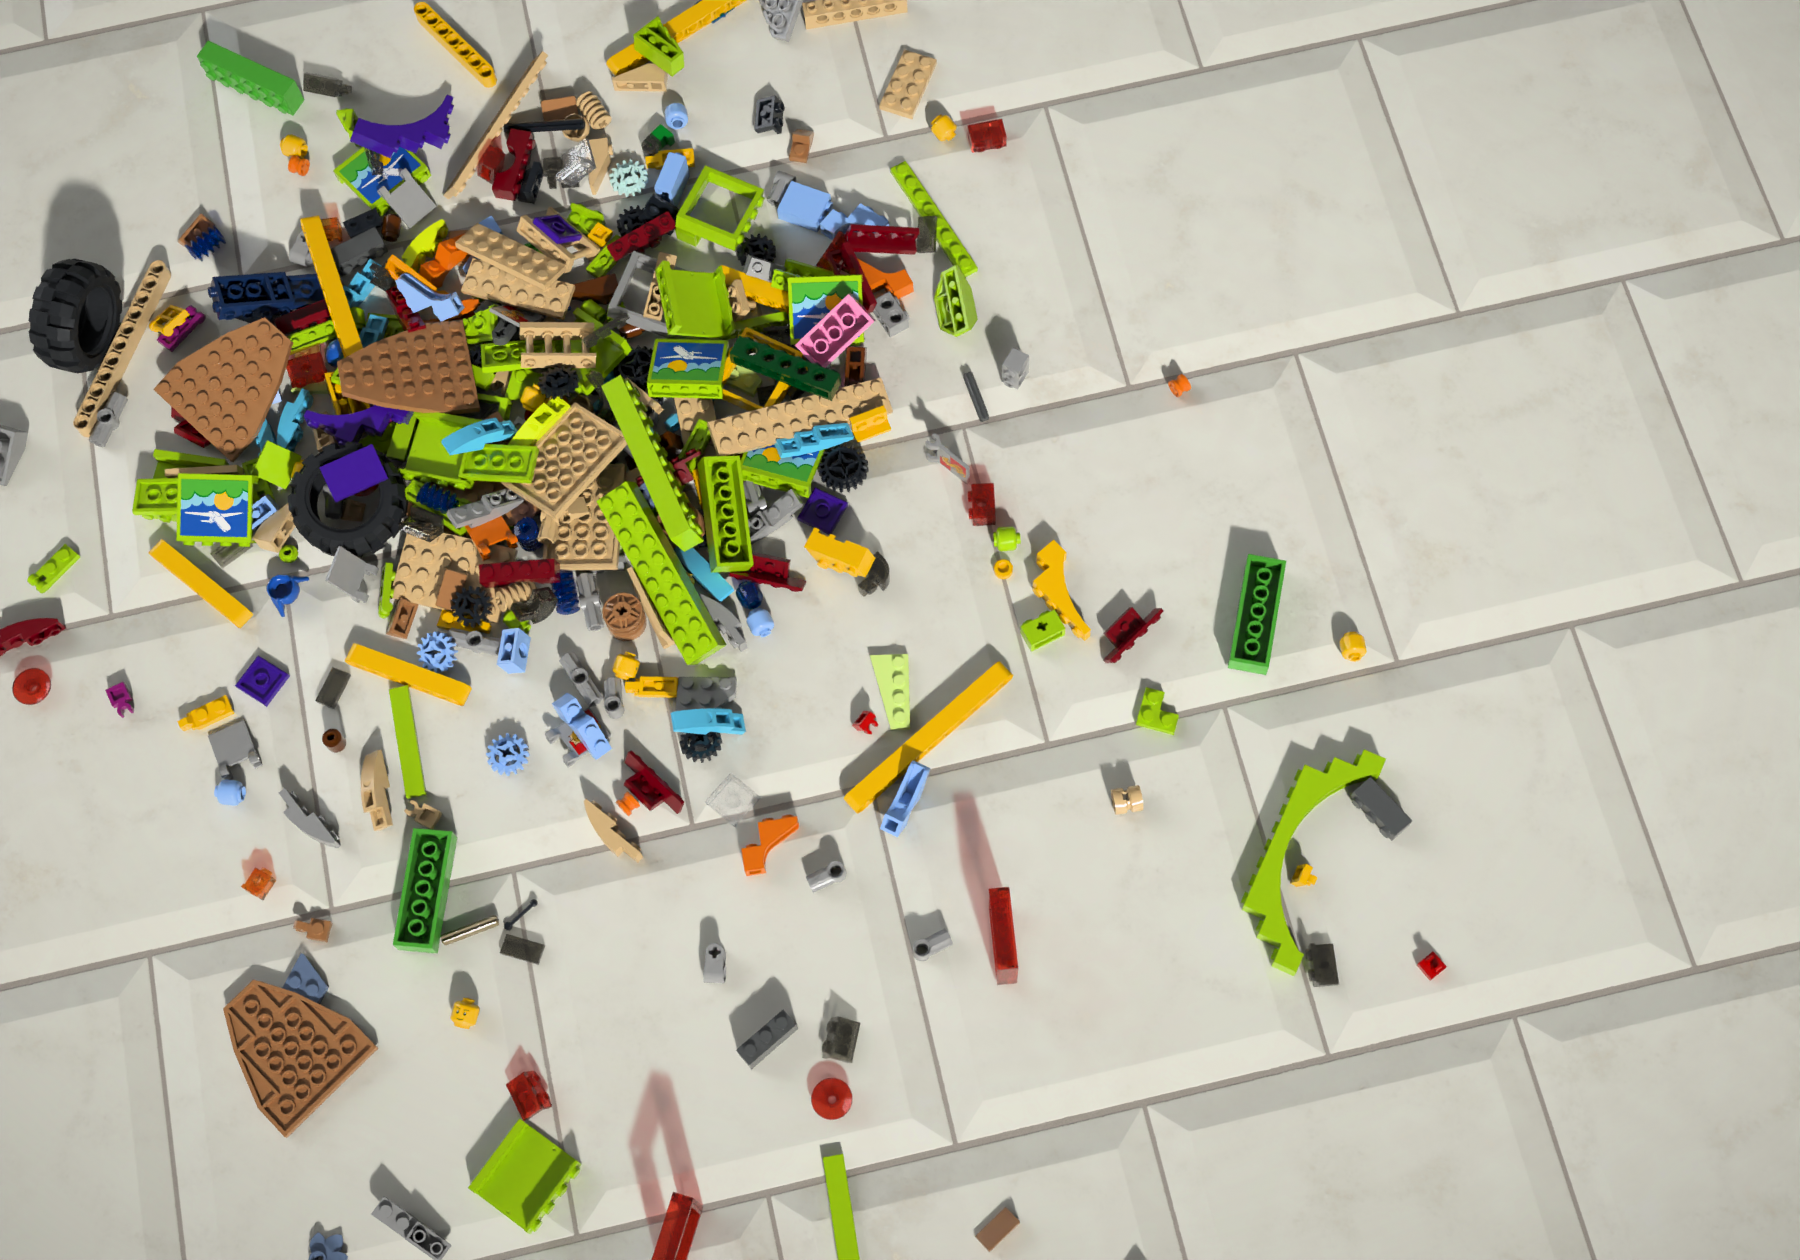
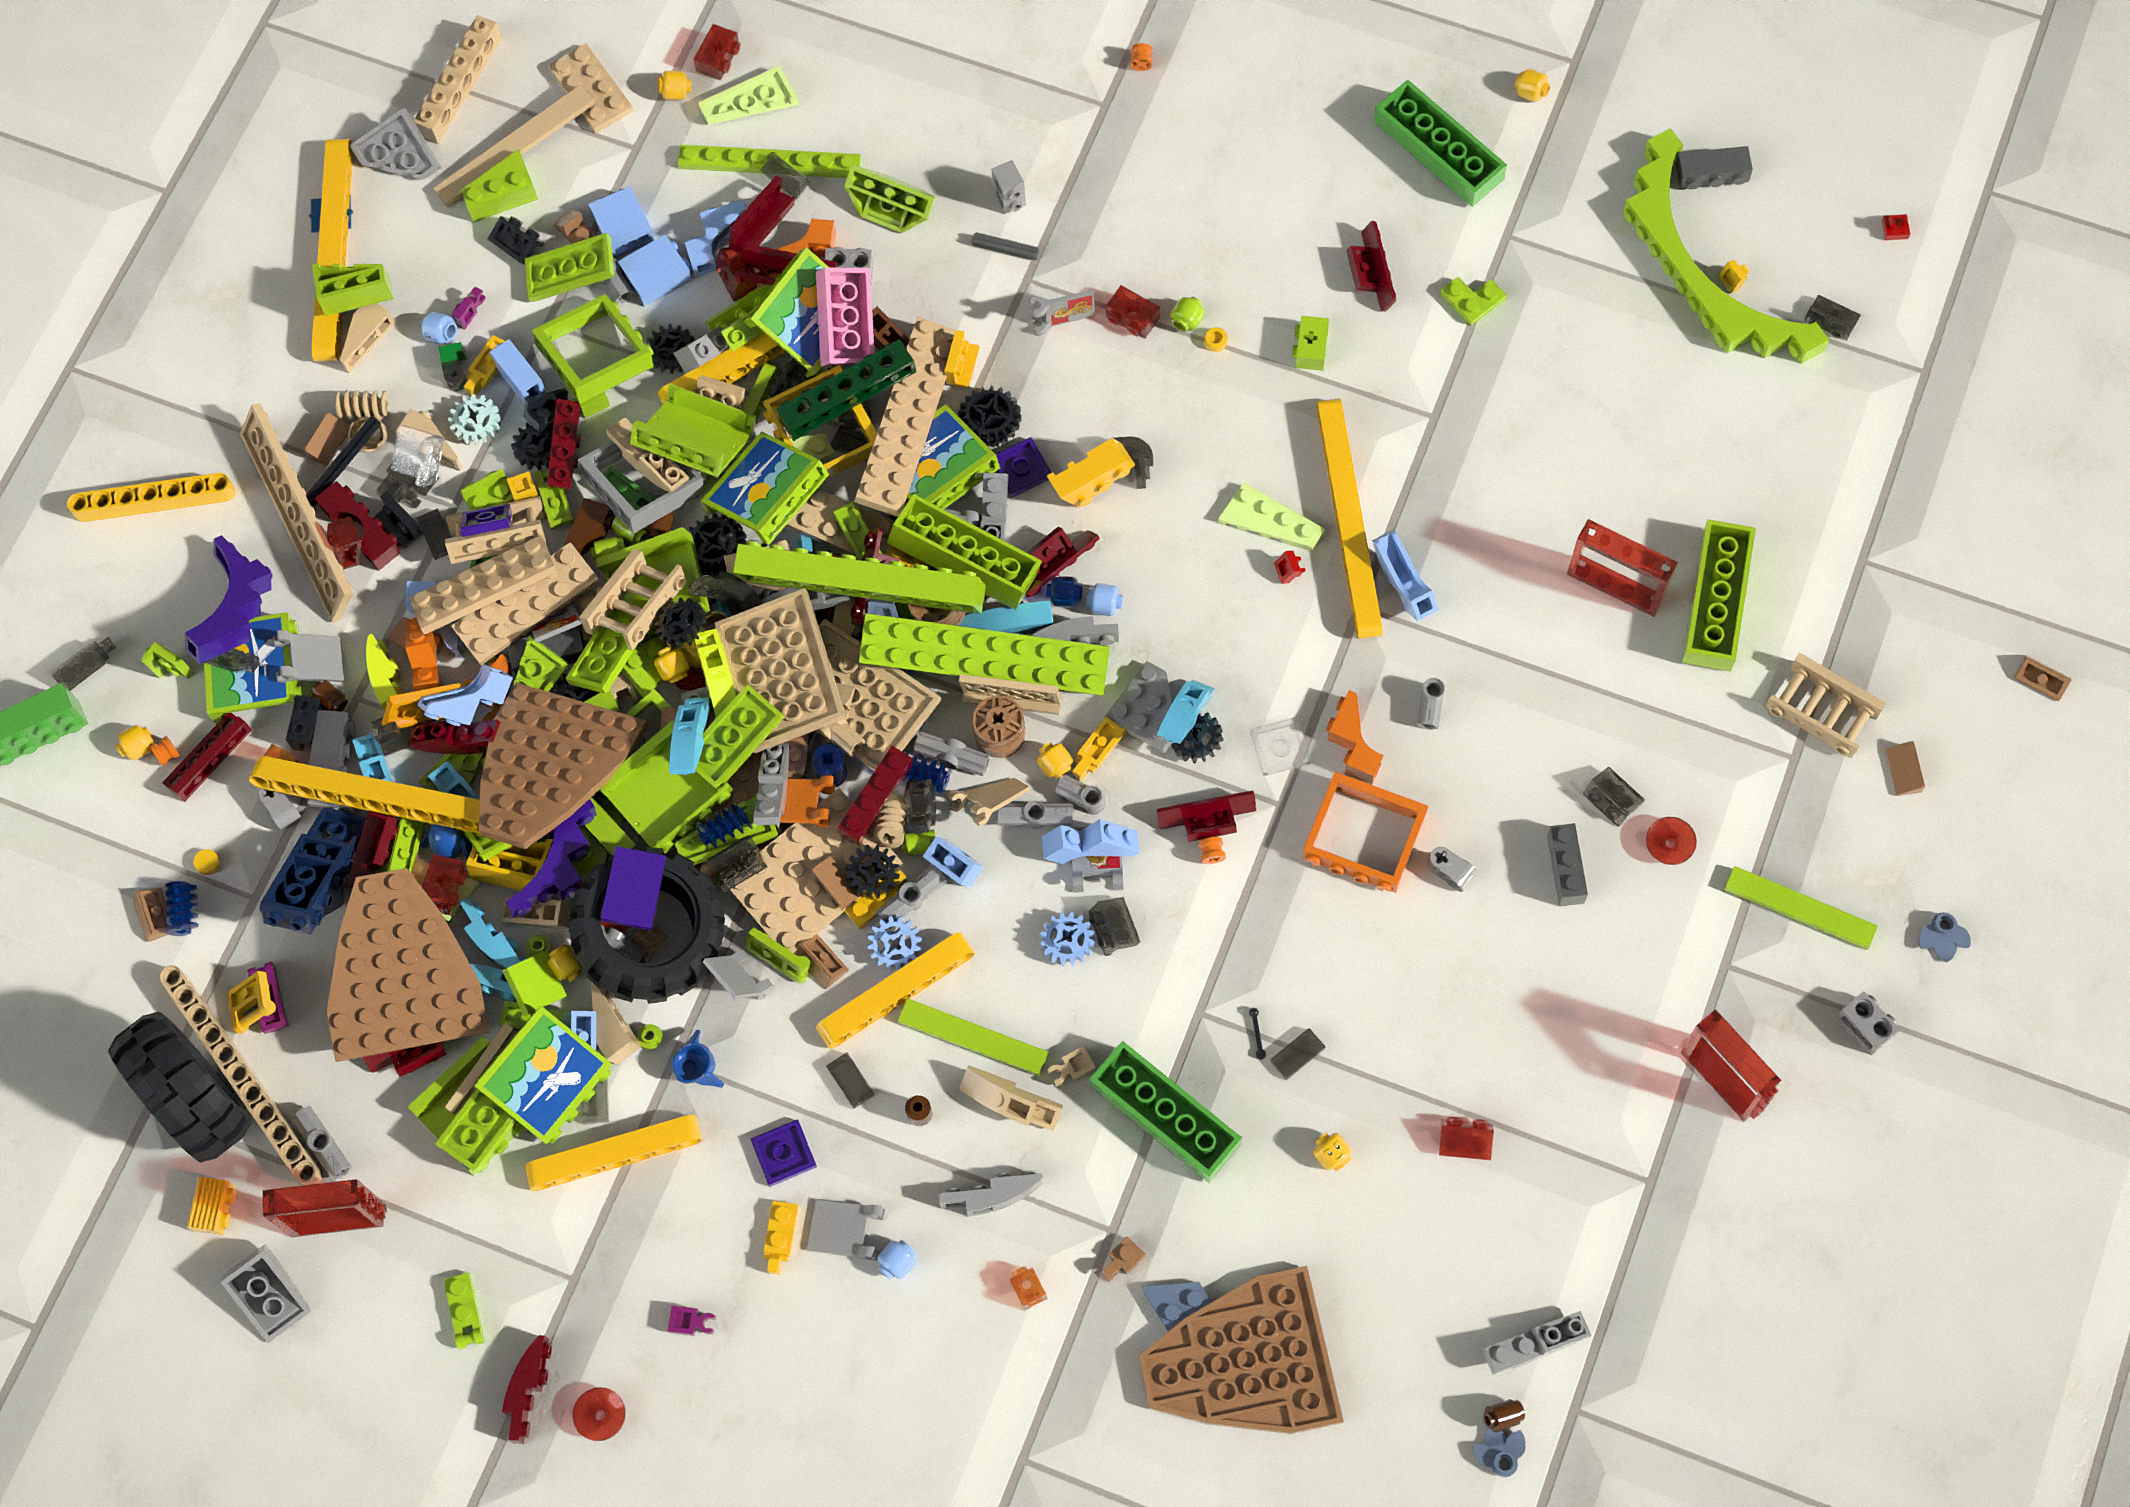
camera: 55 degrees left, 0 degrees up
(34, 388) = (211, 1206): none -> yellow brick
(55, 445) = (323, 1208): none -> clear red window
(245, 237) = (206, 862): none -> yellow tile
(303, 448) = (546, 945): none -> lime plate
(311, 190) = (210, 758): none -> dark red fence
(349, 1238) = (1504, 1415): none -> reddish brown brick
(469, 930) = (1239, 1093): dark tan axle -> none
(503, 332) = (570, 643): dark grey beam -> none
(525, 1176) = (1554, 1193): lime panel -> none
(536, 777) = (1113, 925): none -> clear smoke bracket
(540, 206) = (435, 532): none -> clear smoke tile
(573, 643) = (988, 798): none -> tan flag
(604, 331) = (655, 537): clear smoke hinge -> none
(605, 828) = (1220, 889): tan slope -> none
(639, 291) = (628, 489): none -> bright green plate
(701, 123) = (467, 309): none -> magenta plate
(712, 927) = (1381, 798): none -> orange window
(767, 157) = (569, 267): none -> lime plate
(797, 82) = (500, 188): none -> lime wedge
(812, 441) = (945, 417): medium azure slope -> none
(824, 165) = (623, 220): none -> light blue brick
(833, 70) = (522, 138): none -> tan tile
(933, 944) = (1573, 650): light grey piece -> none
(971, 178) = (754, 96): none -> yellowish green wing
(1025, 1132) = (1825, 682): none -> tan fence
(1039, 1017) = (1719, 595): none -> lime brick
(1053, 589) = (1275, 305): yellow arch -> none
(1134, 799) = (1548, 378): tan wheel -> none

